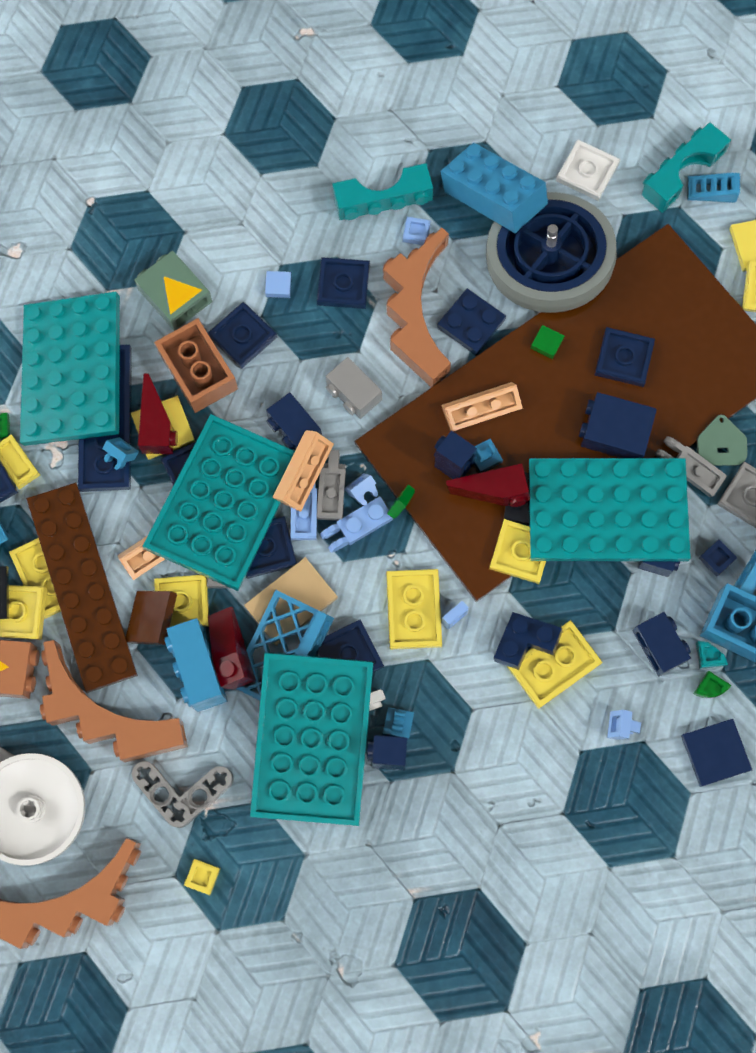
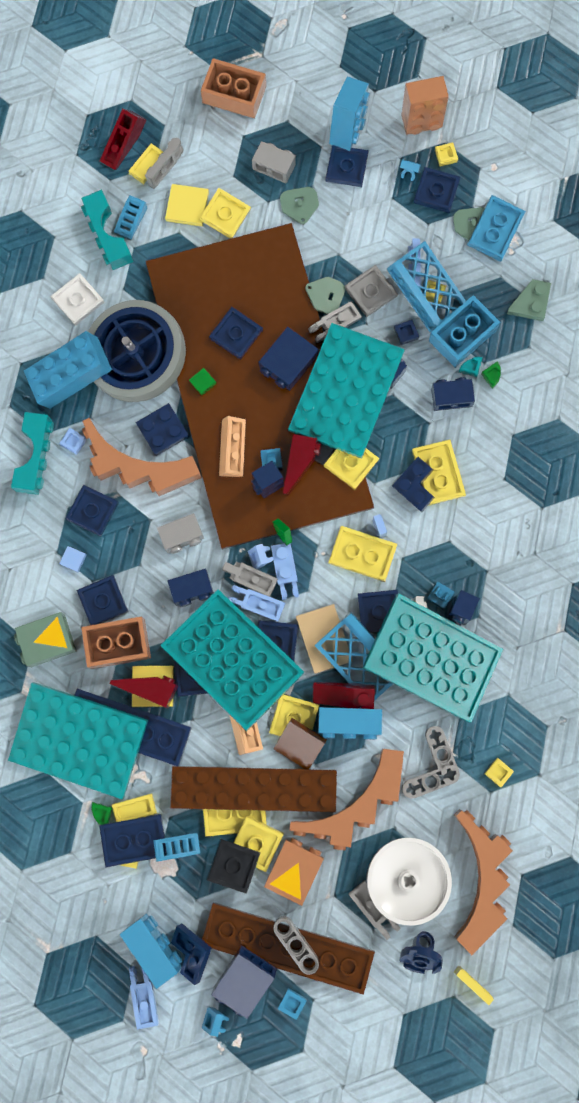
camera: 65 degrees left, 5 degrees up
(120, 450) = (162, 723): dark azure tile -> none
(303, 470) = (231, 592): light nougat slope -> none
(622, 725) = (498, 444): light blue tile -> none
(716, 752) = (538, 390): dark blue tile -> none

